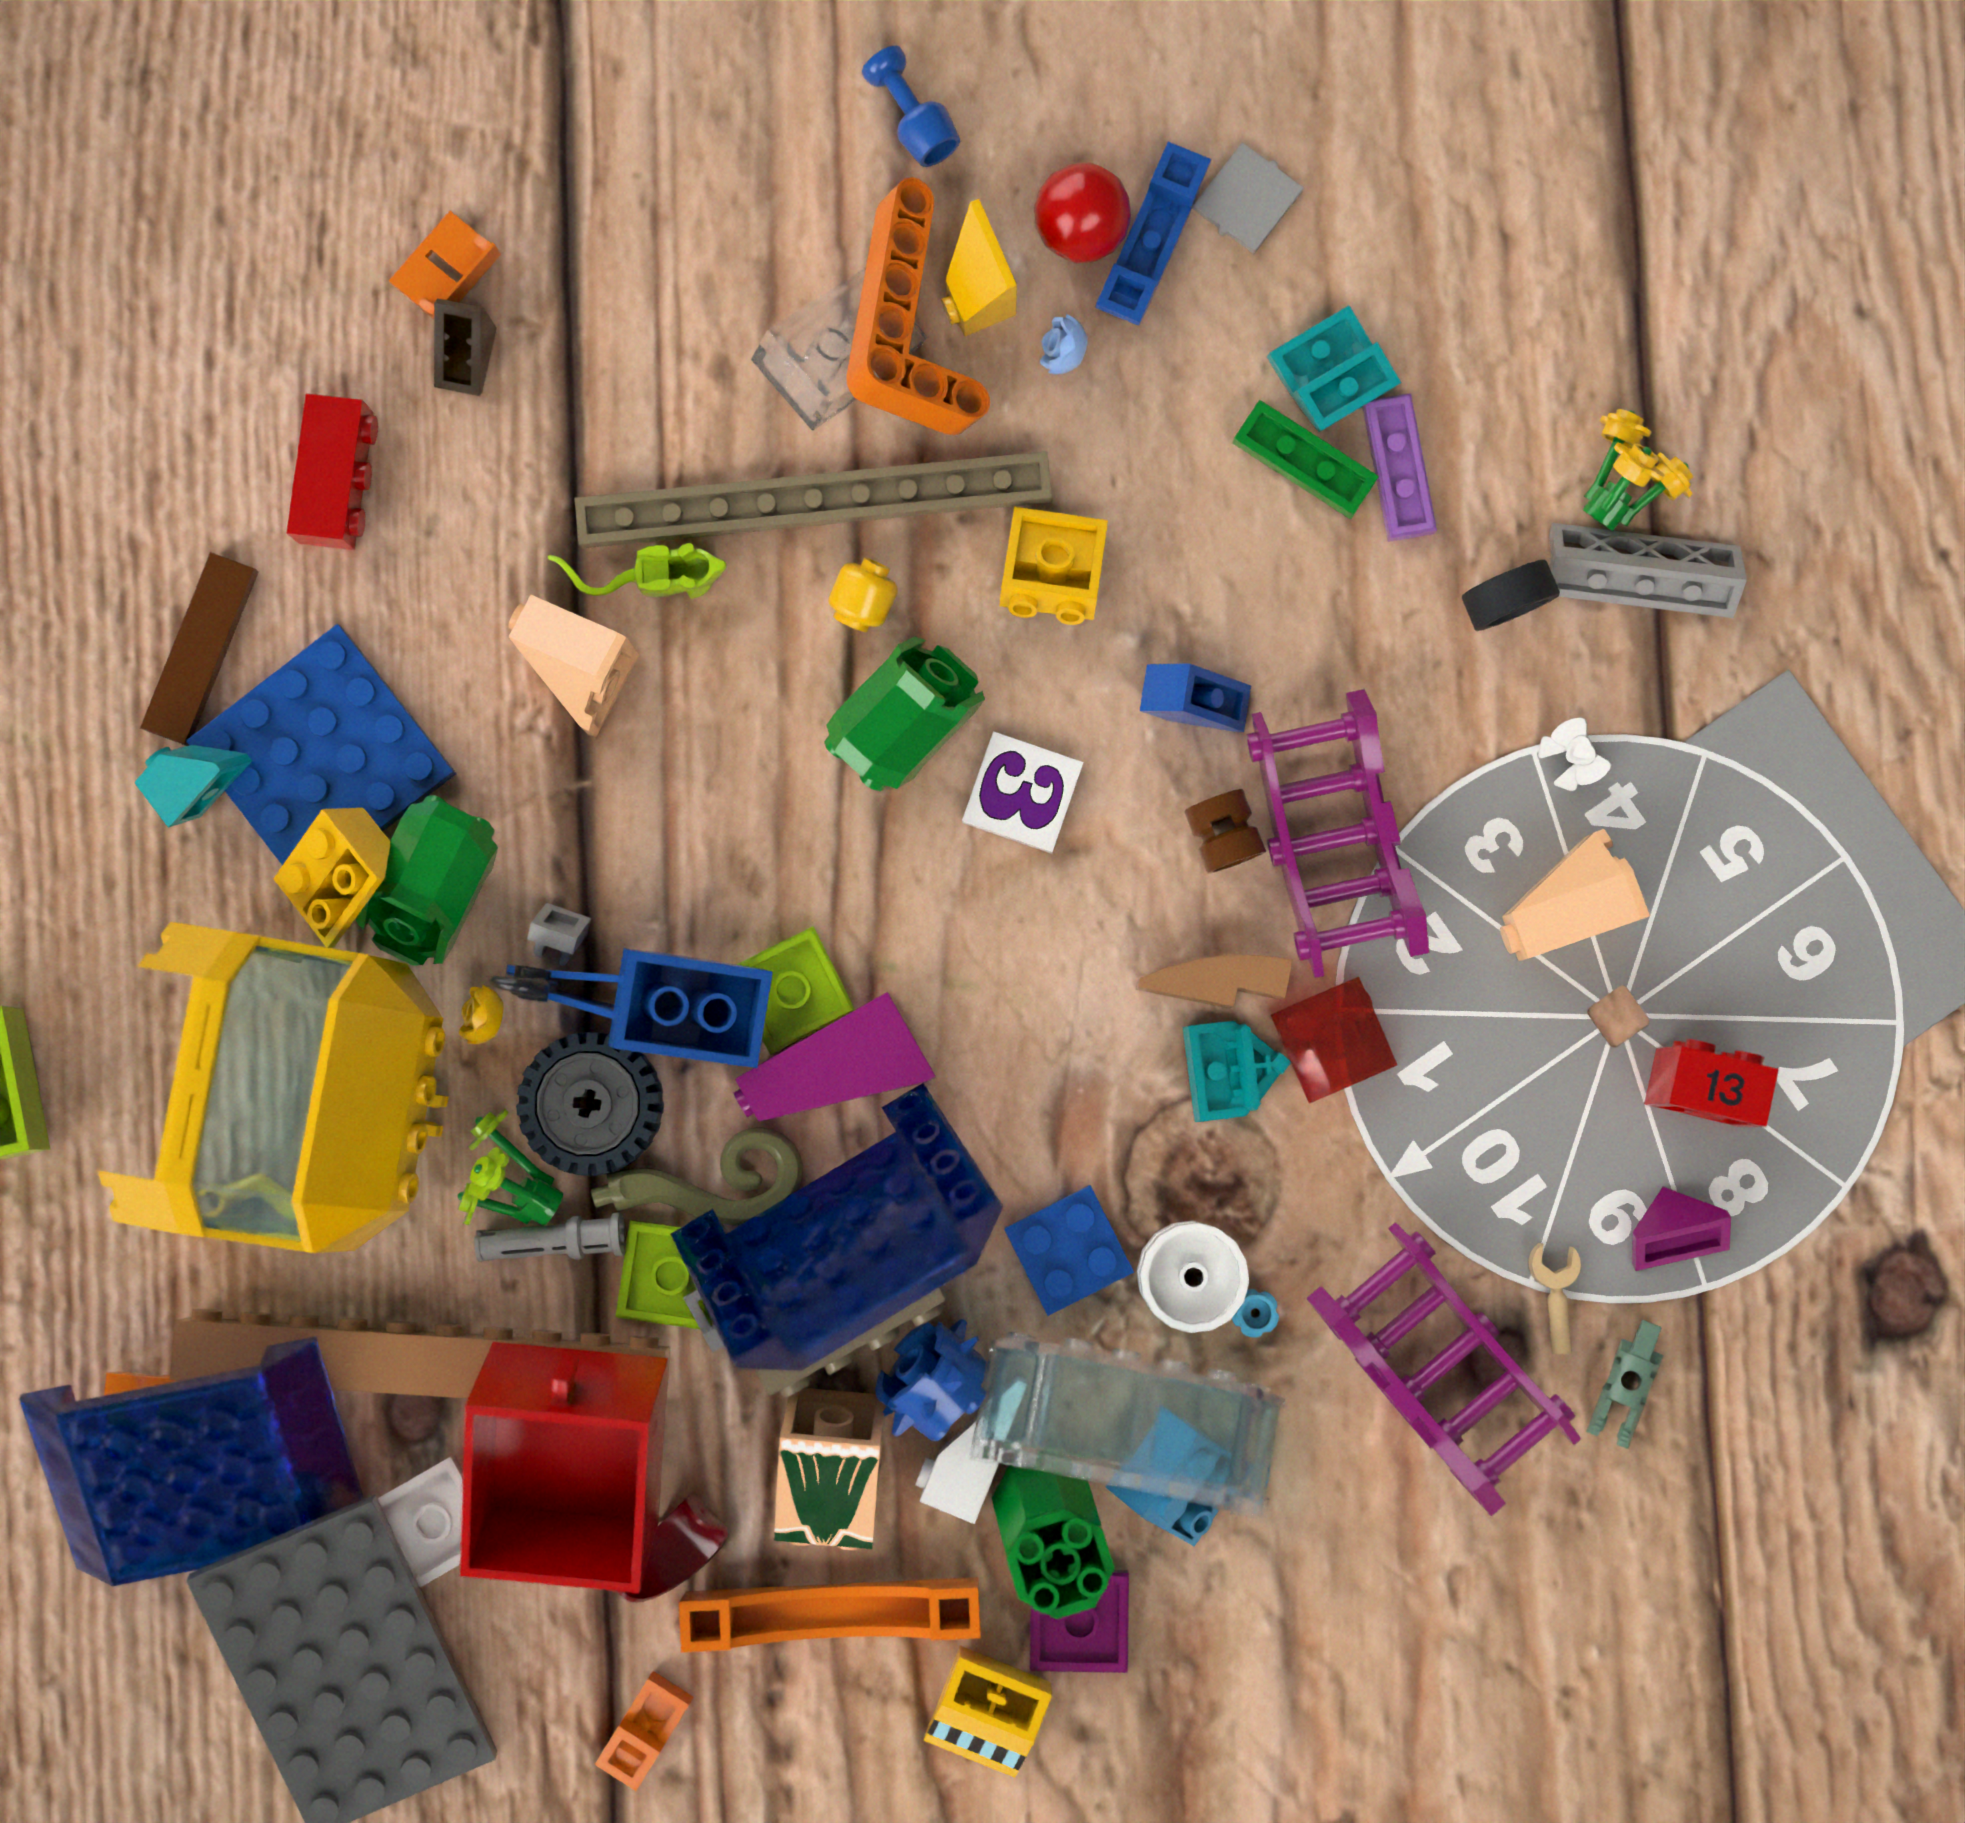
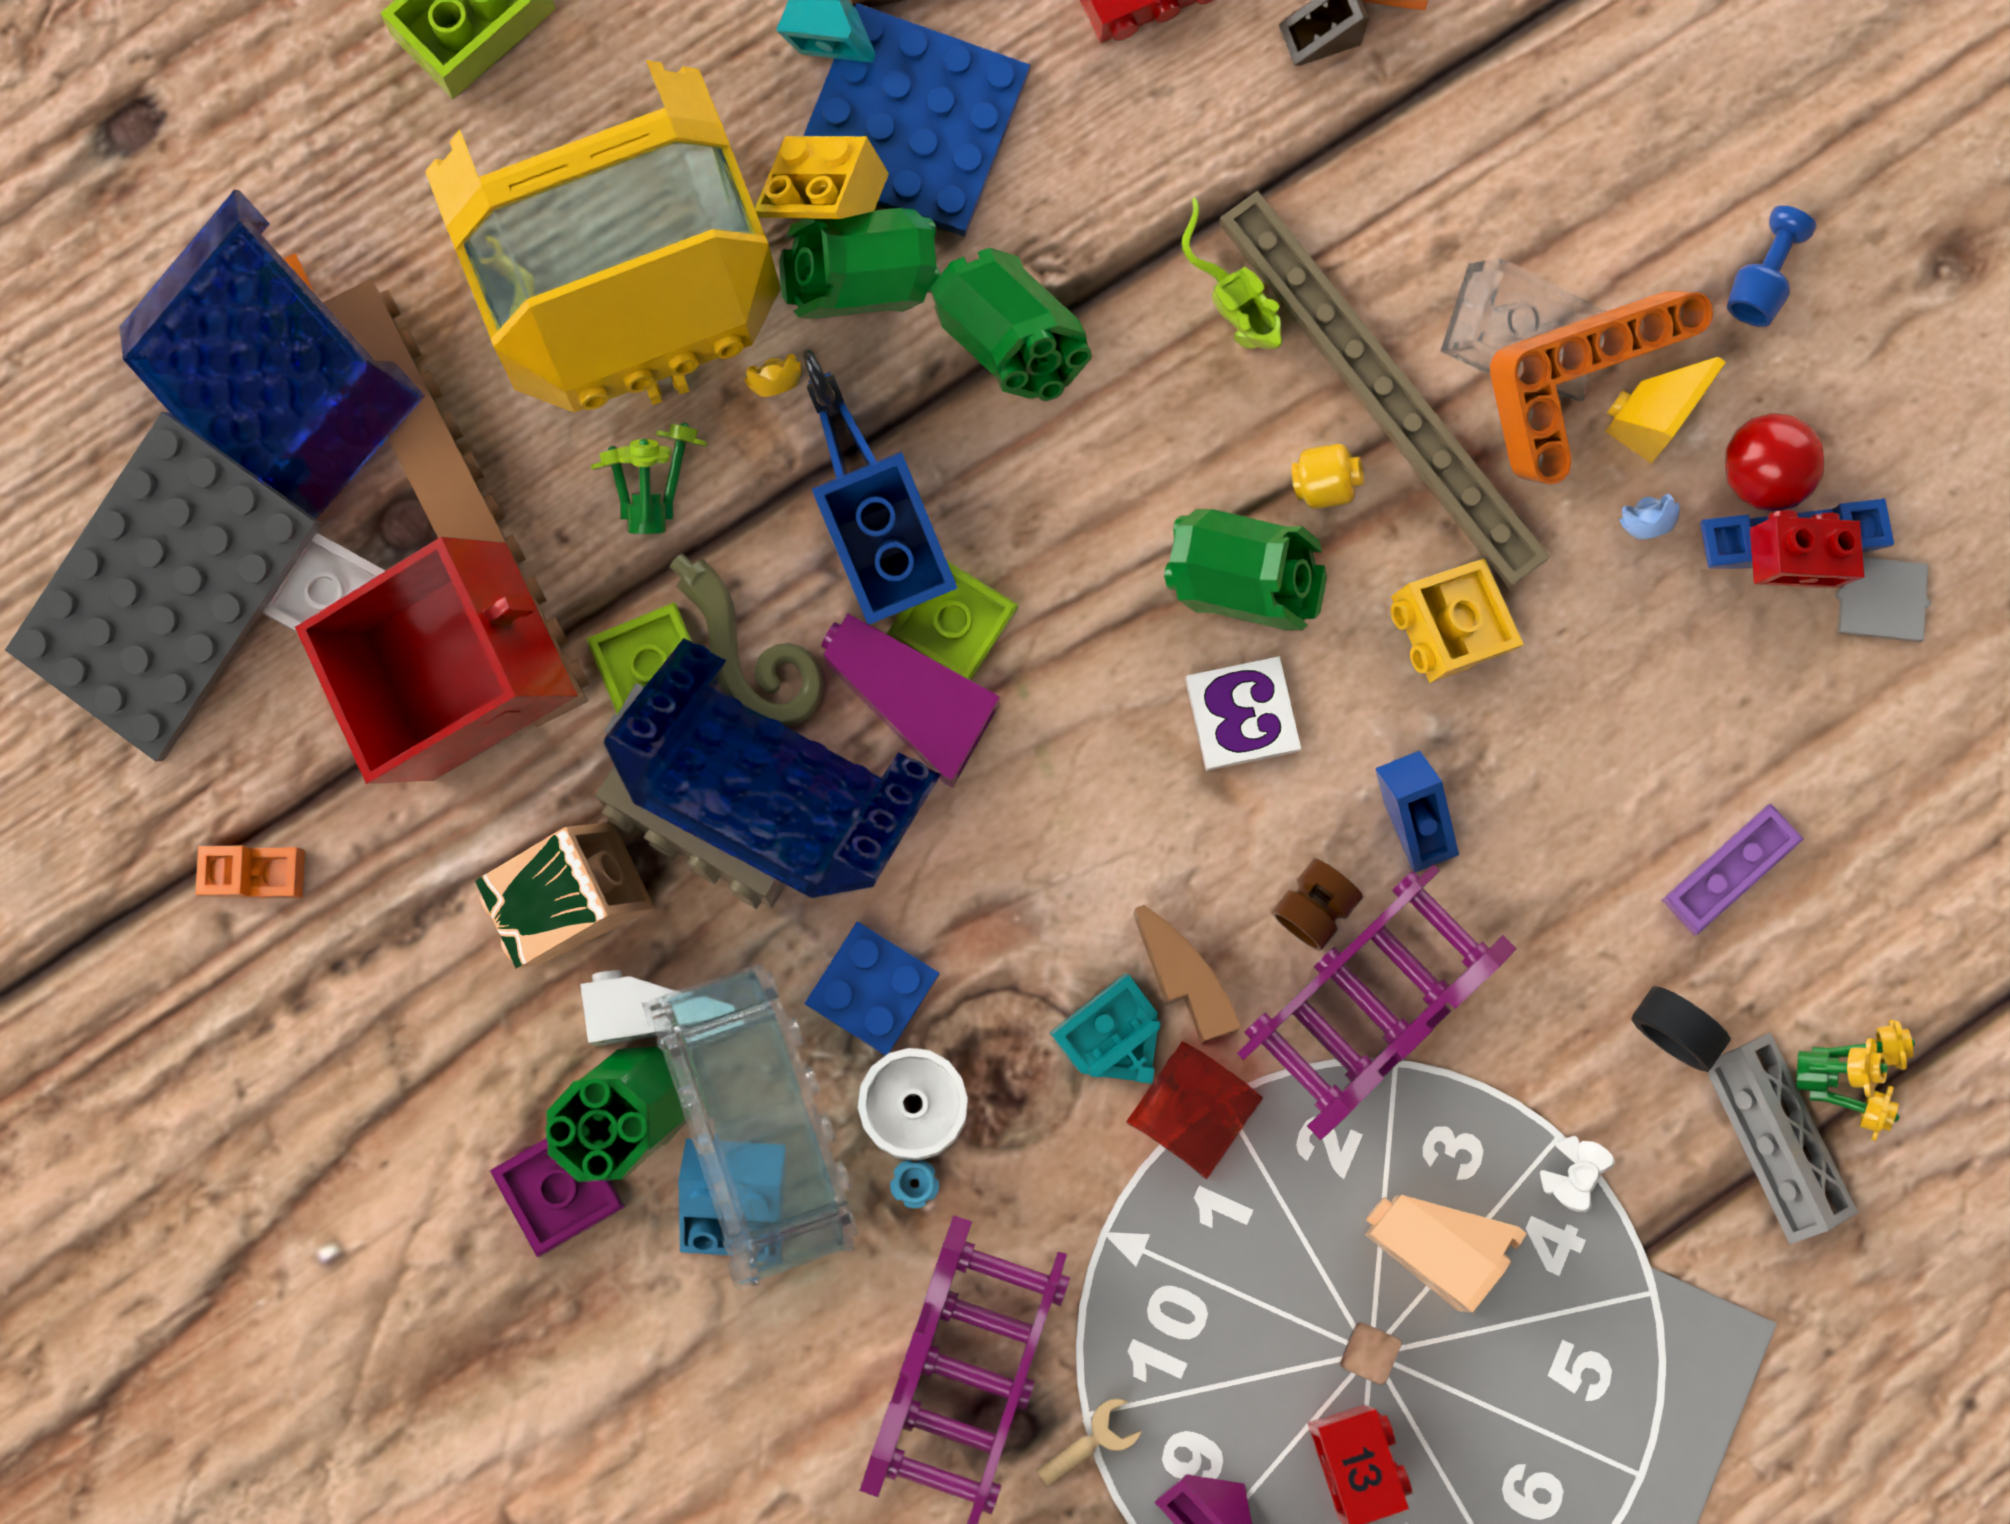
camera: 55 degrees right, 5 degrees down
(558, 1125) = (724, 528): wheel -> none
(559, 930) = (884, 396): light grey tile -> none
(564, 783) = (1011, 324): none -> green brick
(573, 1238) = (632, 564): light grey pin -> none
(574, 658) = (1122, 271): light nougat slope -> none
(680, 1548) = (419, 809): dark red piece -> none
(868, 1609) = (441, 967): orange arch -> none
(933, 1380) = (691, 932): blue brick -> none
(989, 1711) = (433, 1153): yellow slope -> none
(1176, 235) = (1806, 550): none -> red brick
(1305, 459) = (1685, 782): green plate -> none
(1333, 369) = (1781, 759): teal slope -> none

